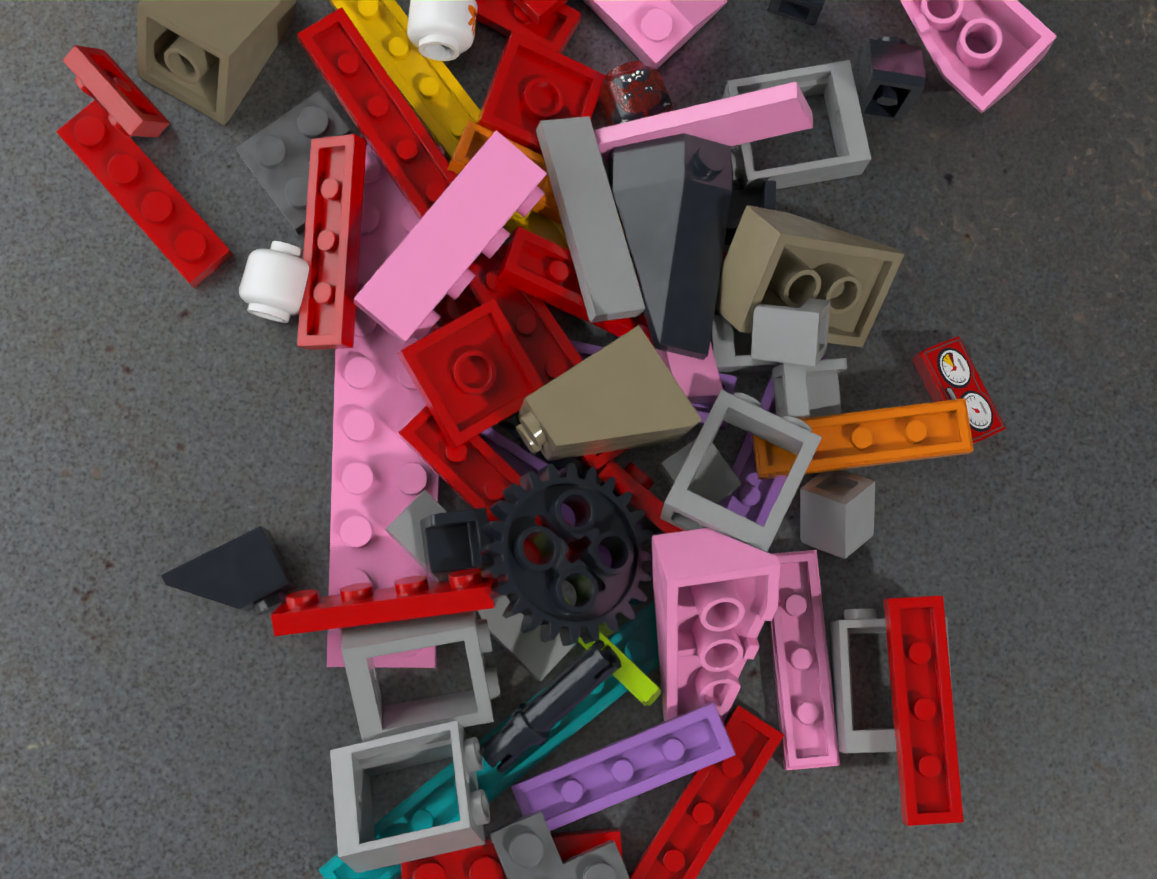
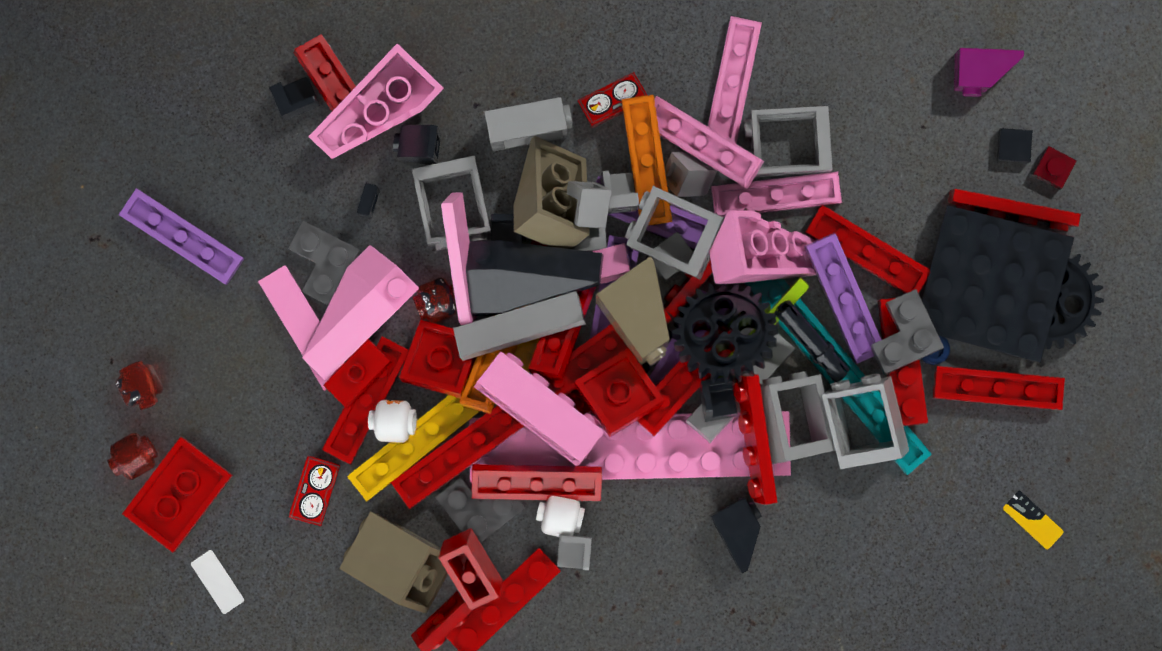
camera: 85 degrees left, 5 degrees up
(195, 132) = (470, 569): none -> red brick
(218, 307) = (574, 552): none -> light grey panel
(888, 540) = (706, 144): none -> bright pink tile
(922, 220) = (520, 123): none -> light grey window
(923, 711) = (806, 125): red plate -> none
(993, 592) = (734, 77): none -> bright pink tile

